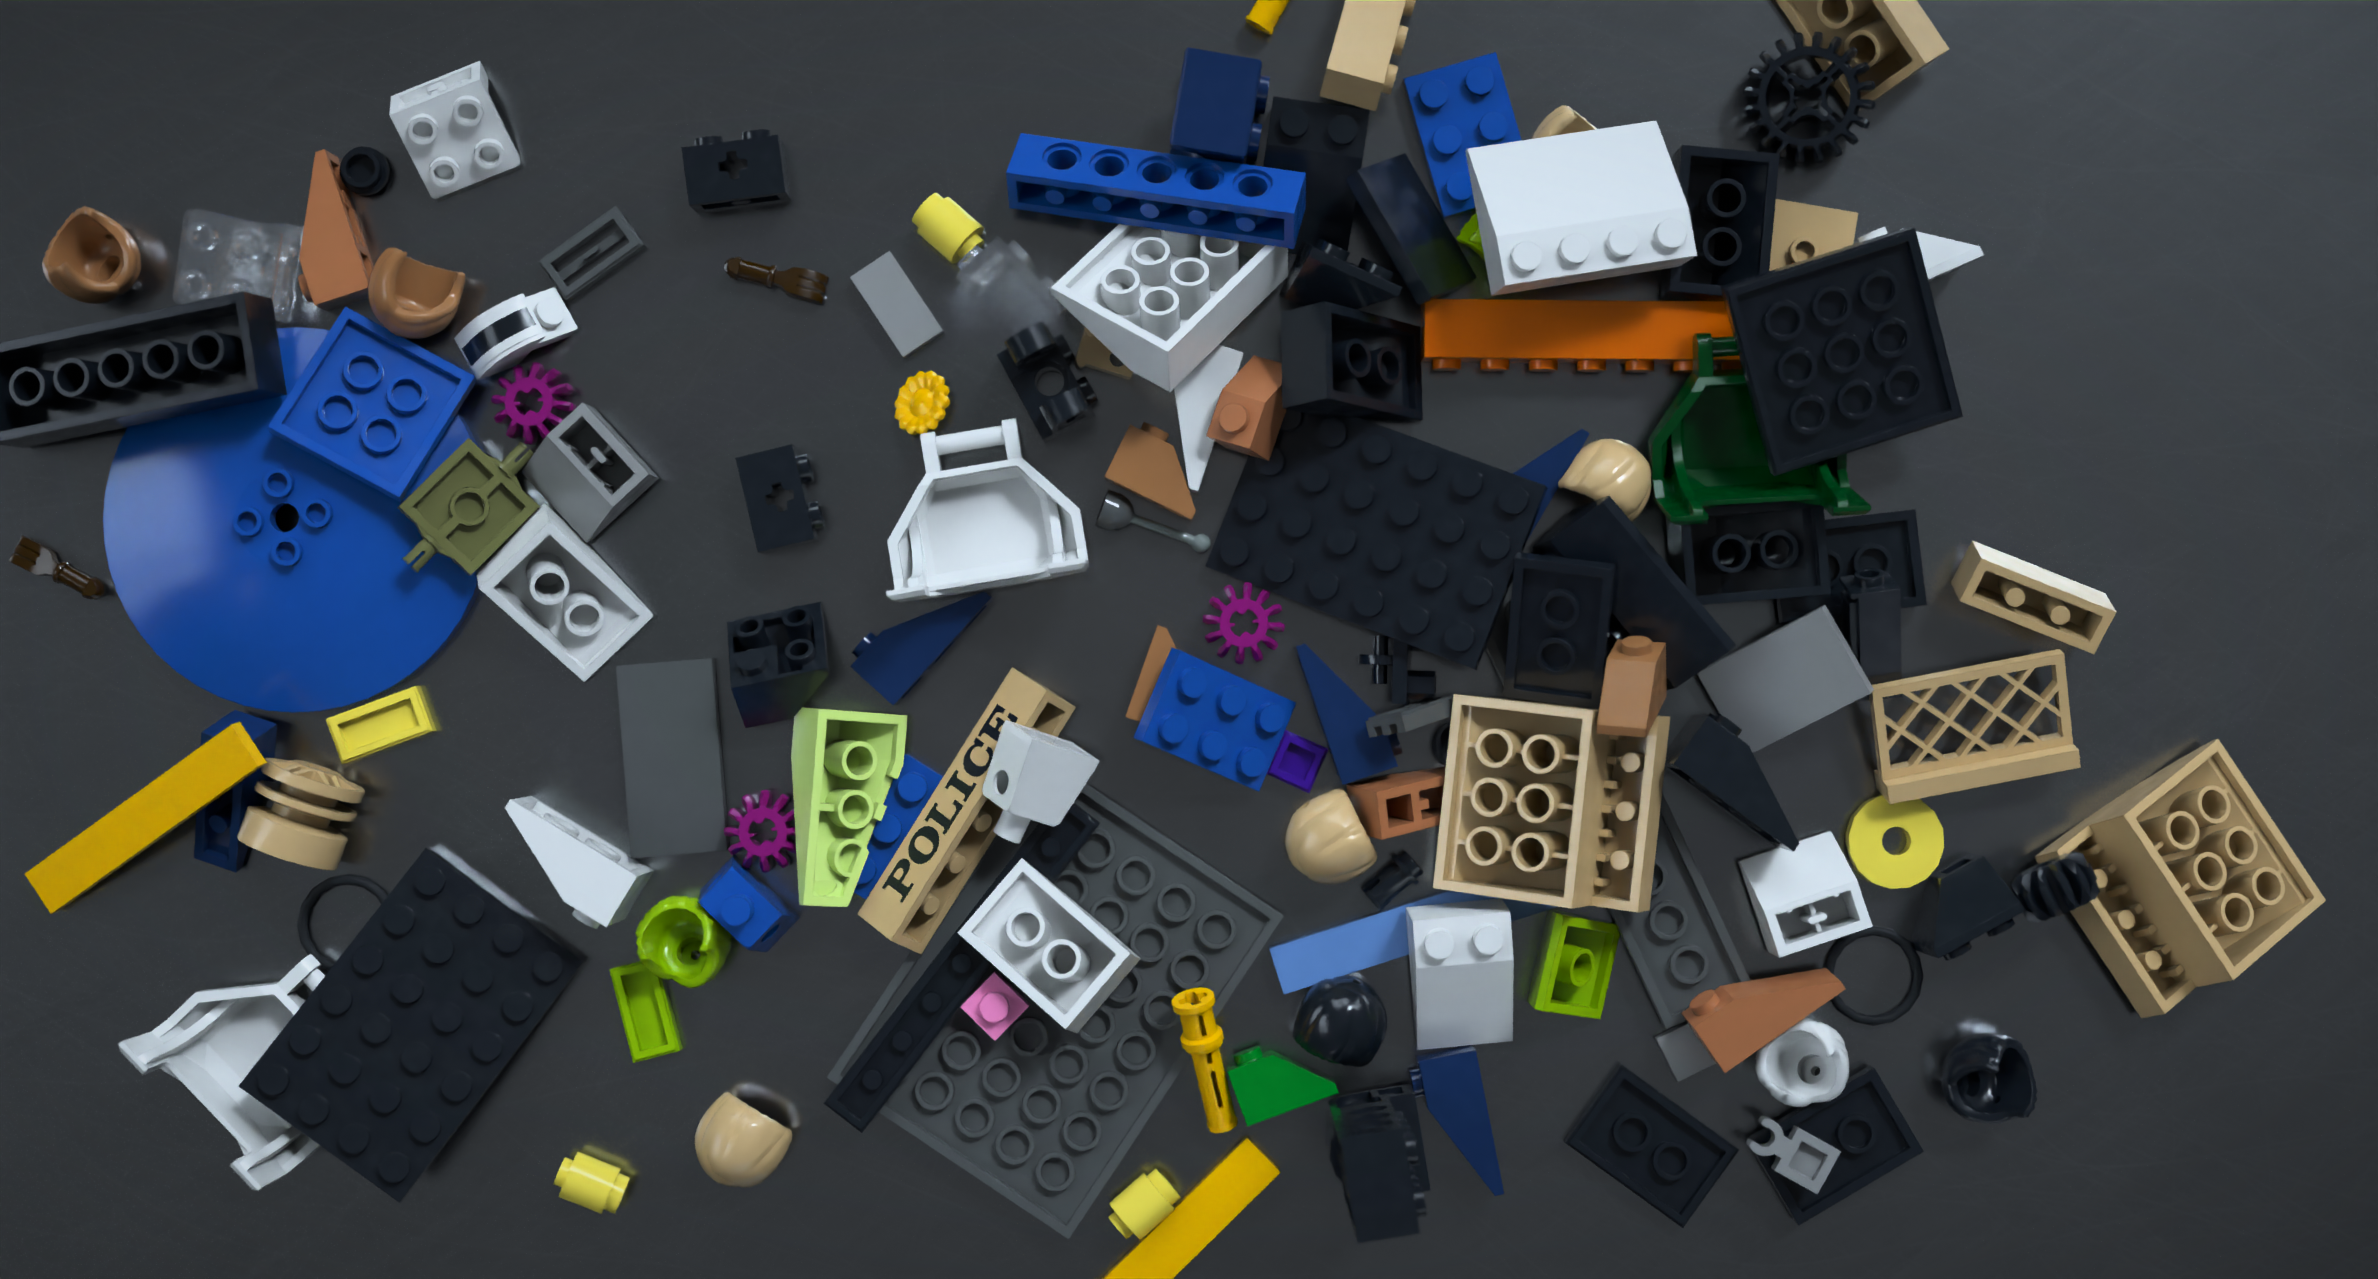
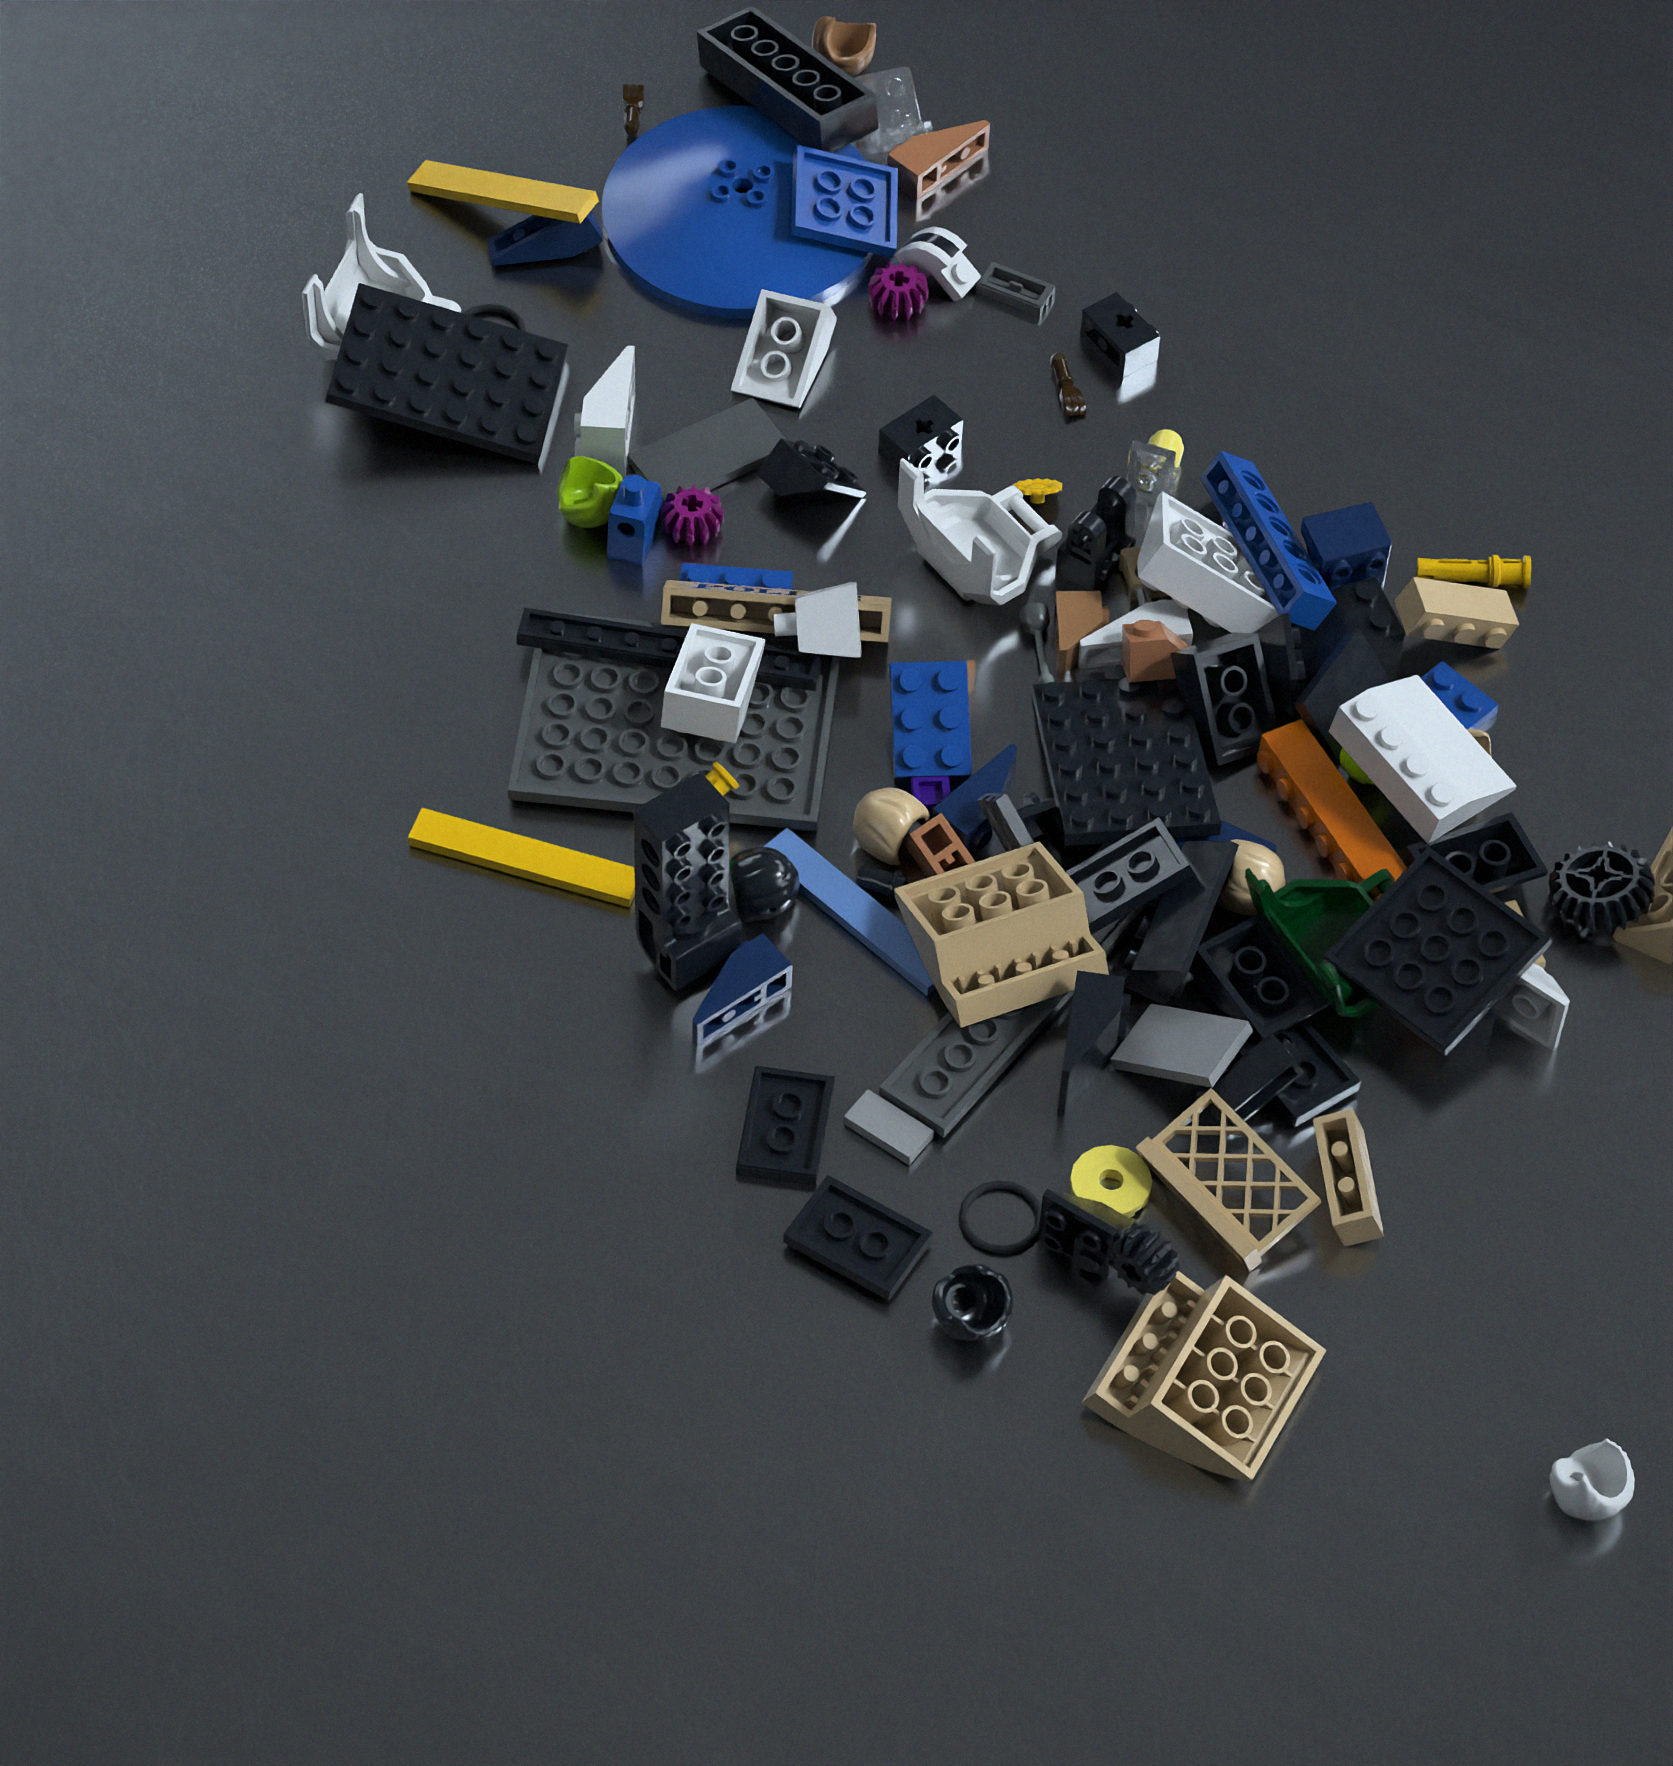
camera: 60 degrees right, 35 degrees down
(301, 813) = (554, 266): tan wheel -> none
(364, 170) = (989, 157): black plate -> none
(381, 724) = (634, 299): light yellow tile -> none
(413, 296) = (925, 199): medium nougat piece -> none
(453, 130) = (1044, 188): white bracket -> none
(468, 507) = (810, 271): olive plate -> none
(588, 471) = (875, 331): light grey slope -> none
(591, 1183) = (390, 516): light yellow brick -> none
(645, 1012) = (525, 505): lime tile -> none
(739, 1143) = (467, 579): tan piece -> none
(839, 790) = (753, 535): yellowish green wedge -> none
(897, 304) = (1093, 454): light grey tile -> none
(908, 651) = (871, 546): dark blue slope -> none
(995, 1005) = (649, 678): bright pink plate -> none
(1143, 1205) = (557, 826): light yellow brick -> none
(1240, 607) = (1007, 718): magenta gear -> none
(1461, 973) = (843, 939): white slope -> none
(1573, 965) = (889, 1007): lime slope -> none
(1632, 687) = (1117, 926): medium nougat slope -> none
(1750, 1014) = (918, 1118): nougat slope -> none
(1790, 1062) = (908, 1175): white piece -> none
(1799, 1155) = (837, 1197): light grey plate -> none
(1804, 895) = (1029, 1132): white slope -> none

